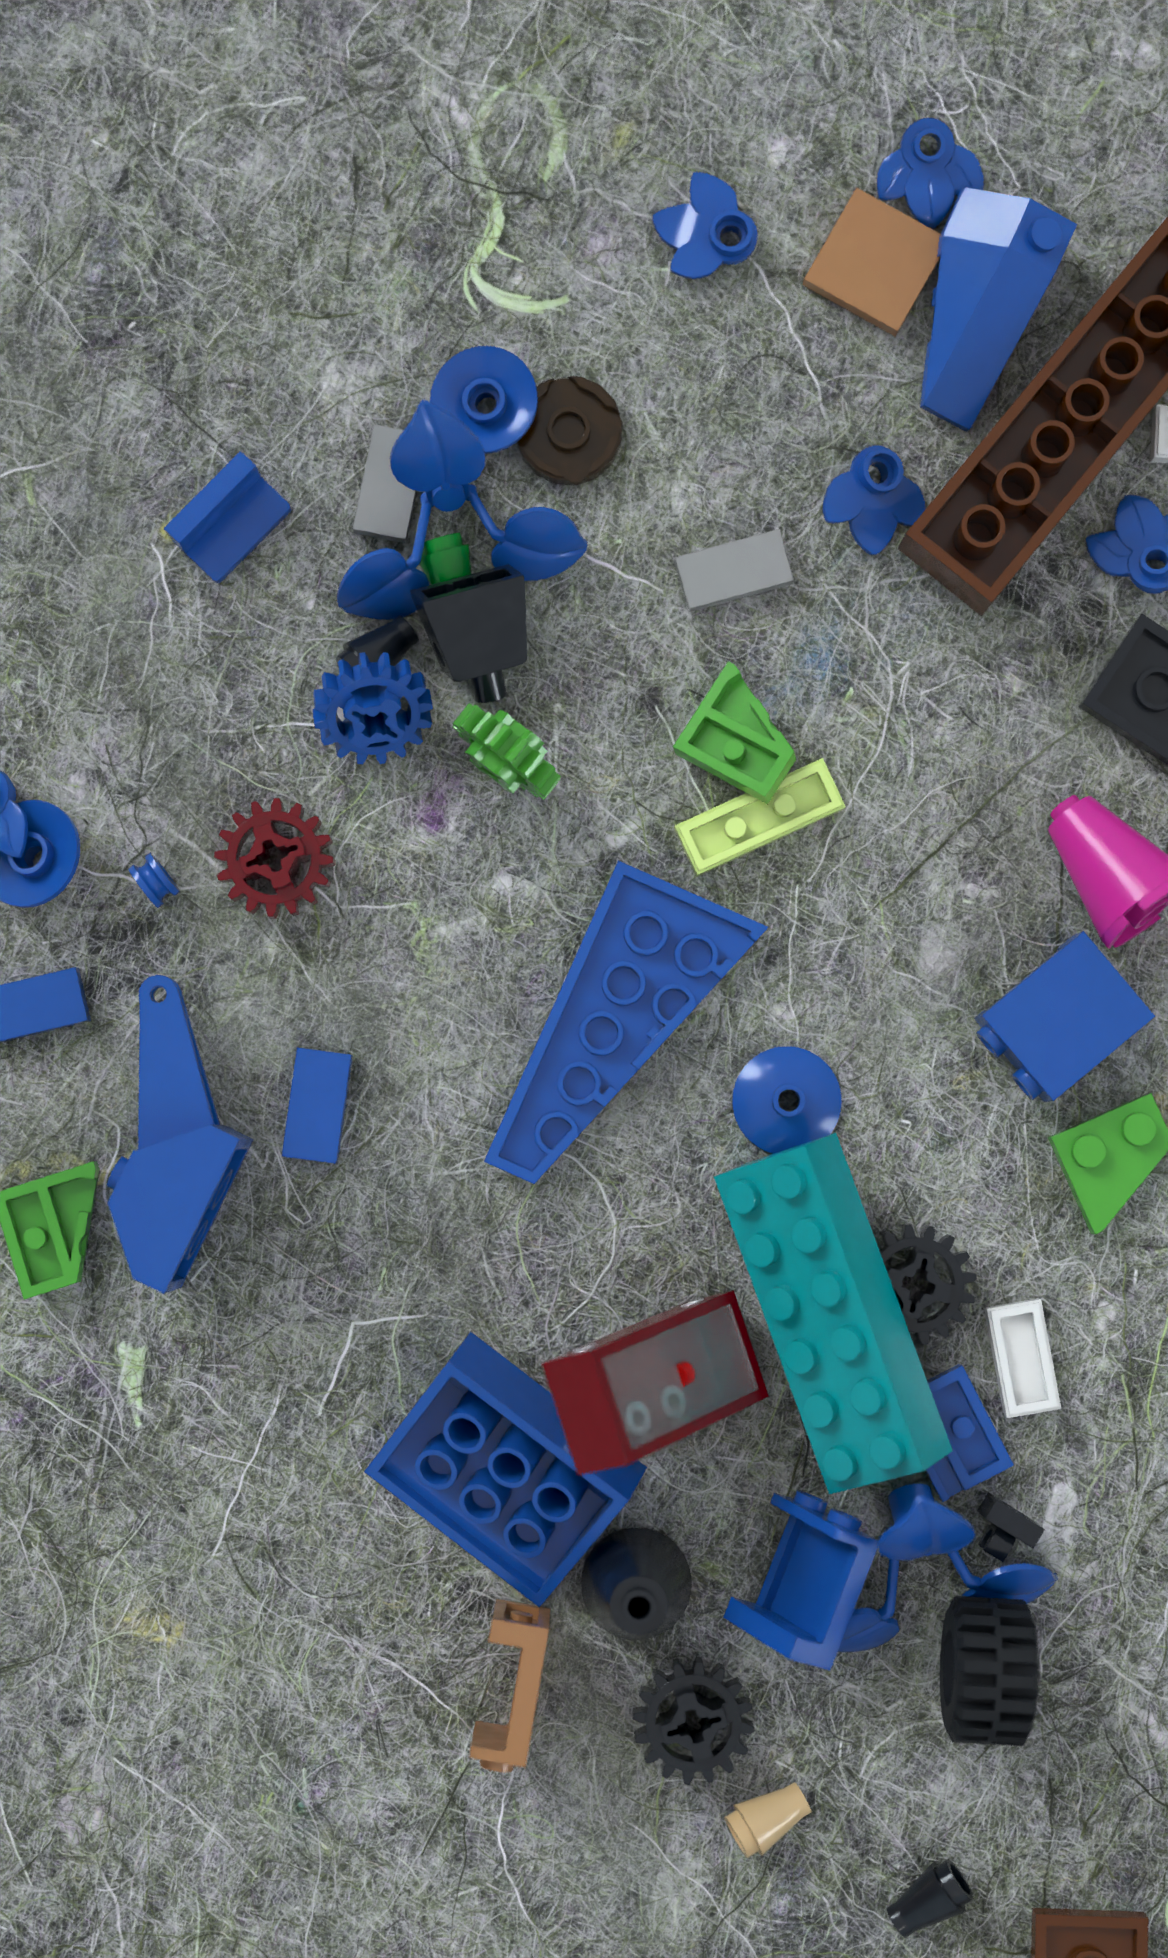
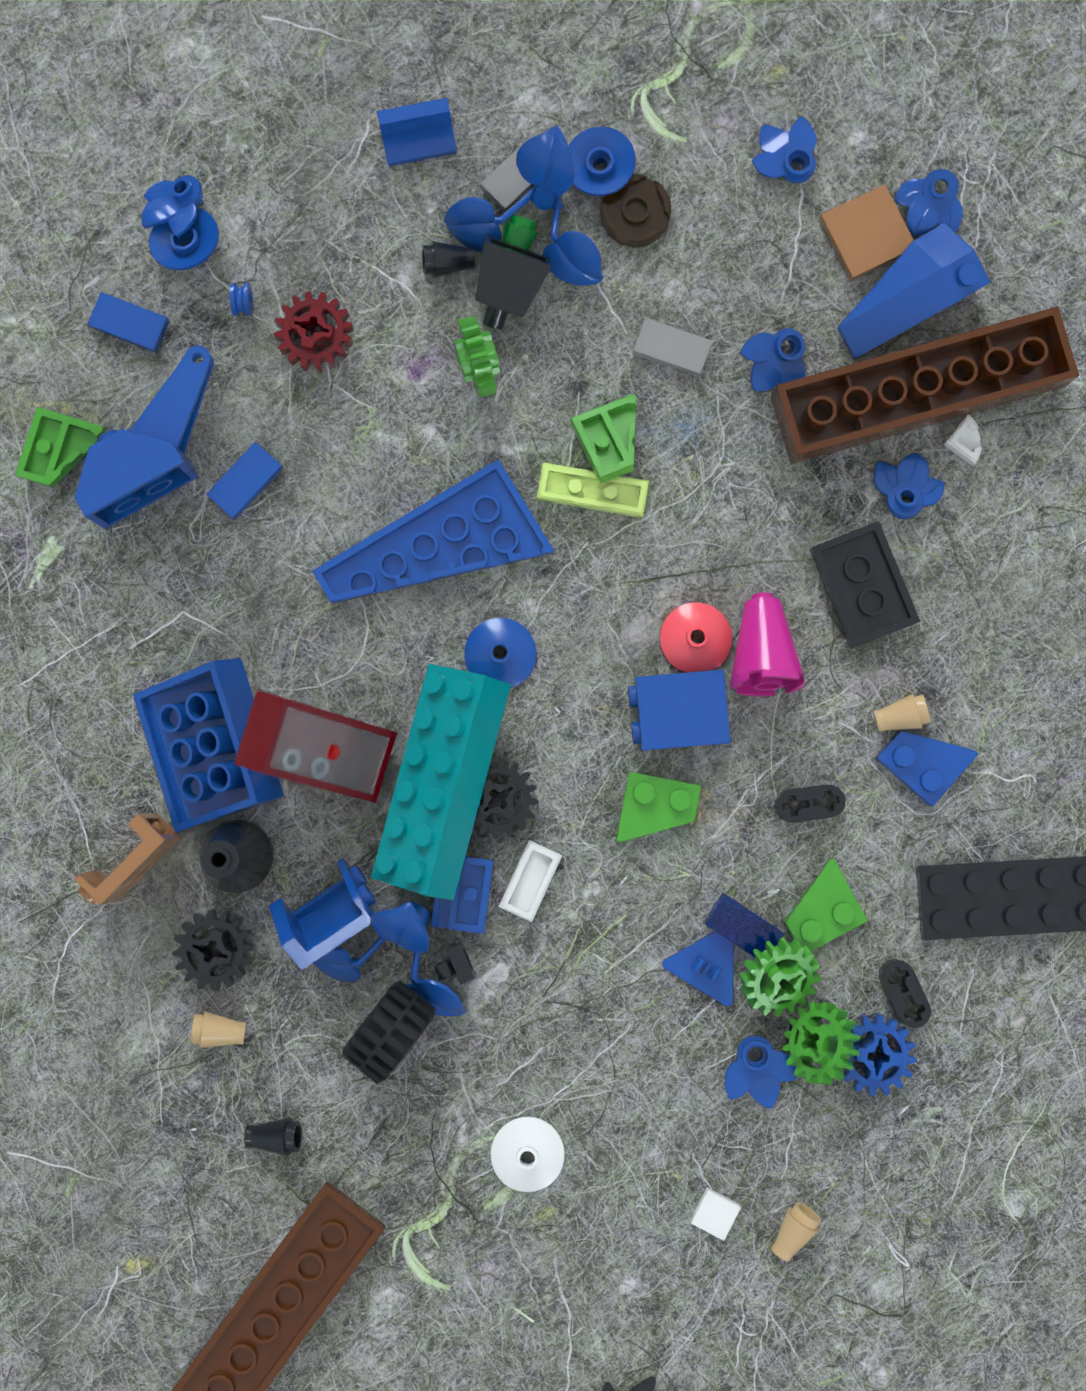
camera: 35 degrees right, 0 degrees up
(372, 708) = (421, 284): blue gear -> none
(988, 921) = (677, 642): none -> coral dish

